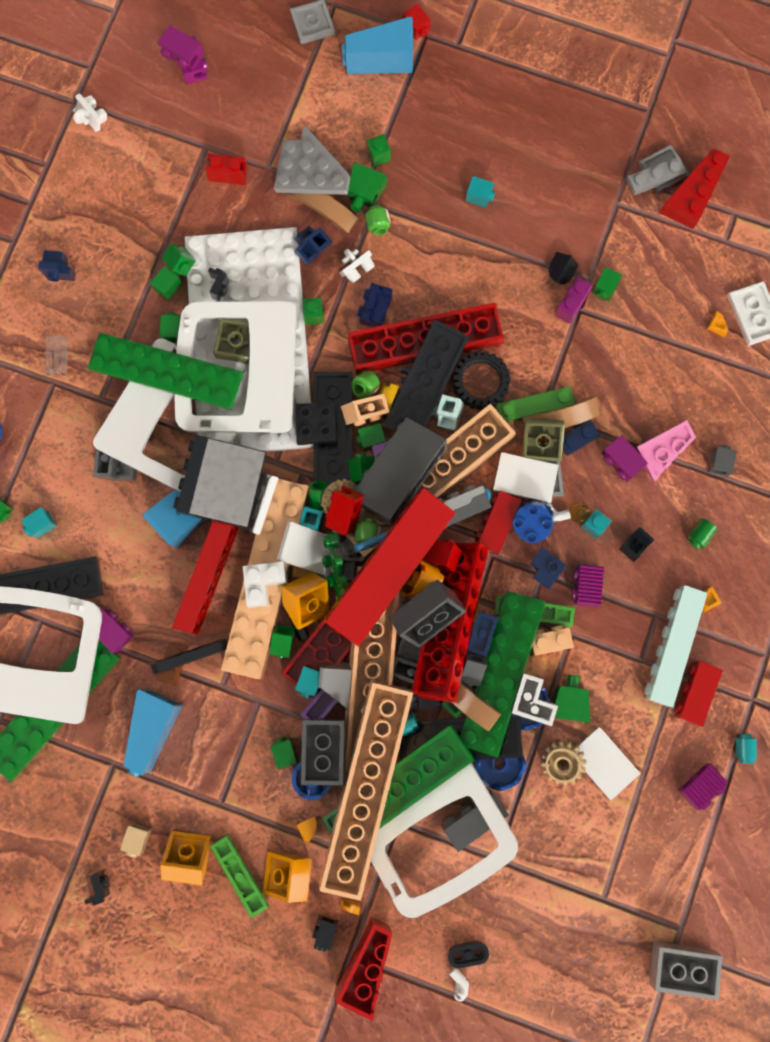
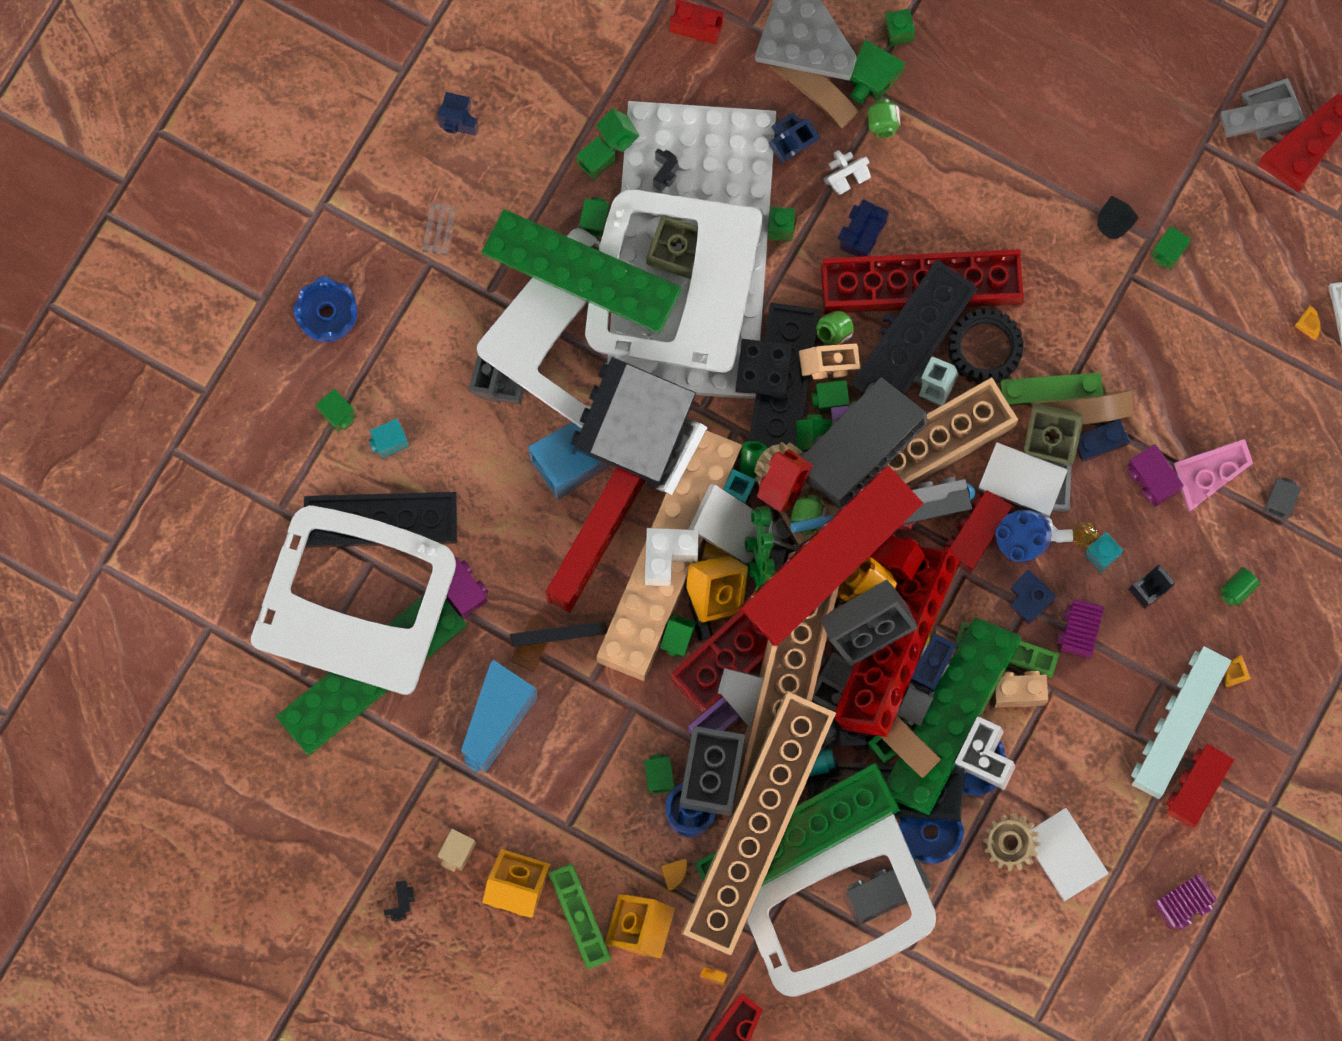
camera: 10 degrees right, 5 degrees down
(308, 682) = (705, 687): teal brick -> none
(324, 933) = (676, 1002): black brick -> none
(390, 394) = (865, 344): yellow brick -> none
(480, 192) = (1024, 102): teal brick -> none
(572, 701) = (1035, 770): green torso -> none
(573, 300) = (1123, 262): magenta brick -> none
(746, 748) = (1249, 864): teal brick -> none

